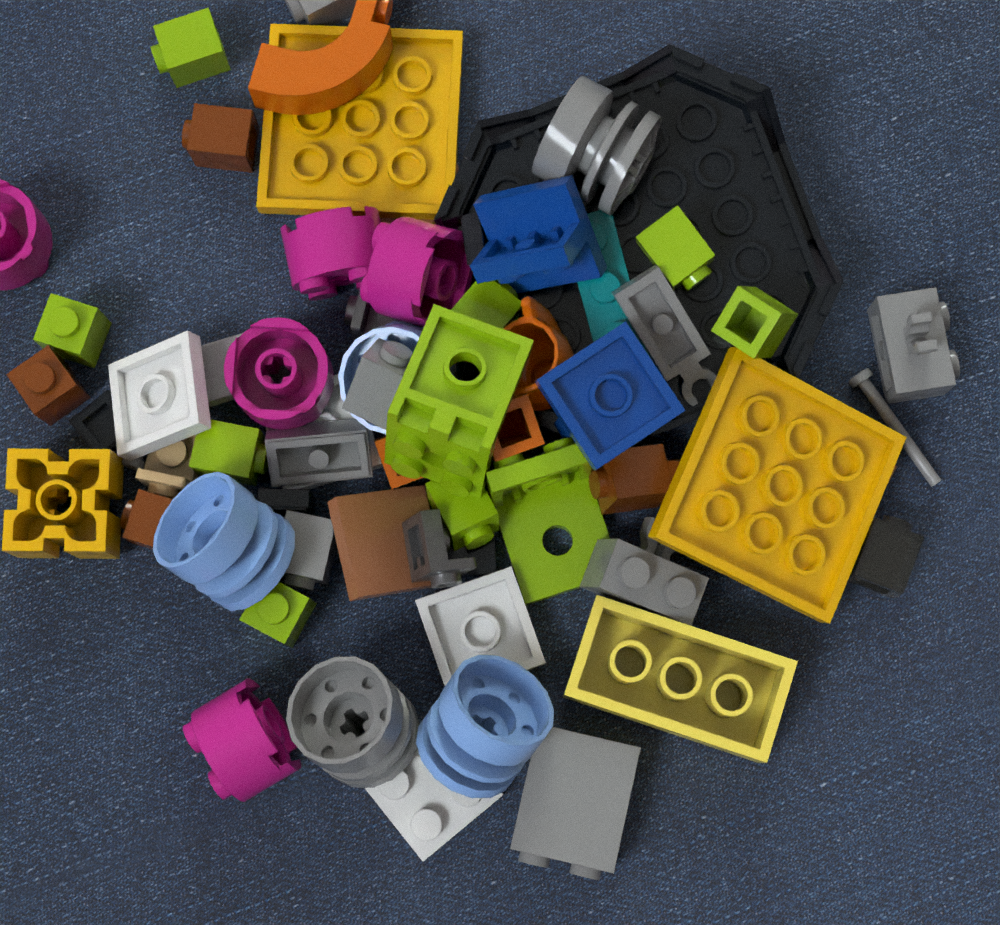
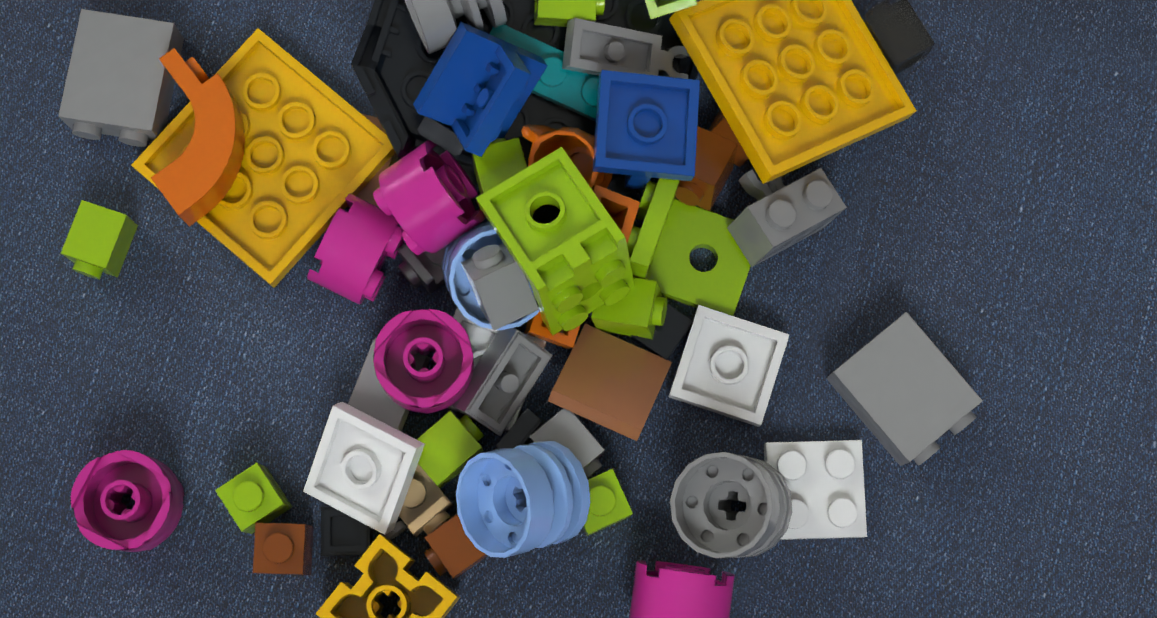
camera: 60 degrees left, 0 degrees up
(221, 137) = (190, 271): dark orange brick -> none
(427, 550) = (643, 354): flat silver bracket -> none
(484, 726) = (809, 410): light blue wheel -> none
(680, 679) = (876, 247): light yellow brick -> none

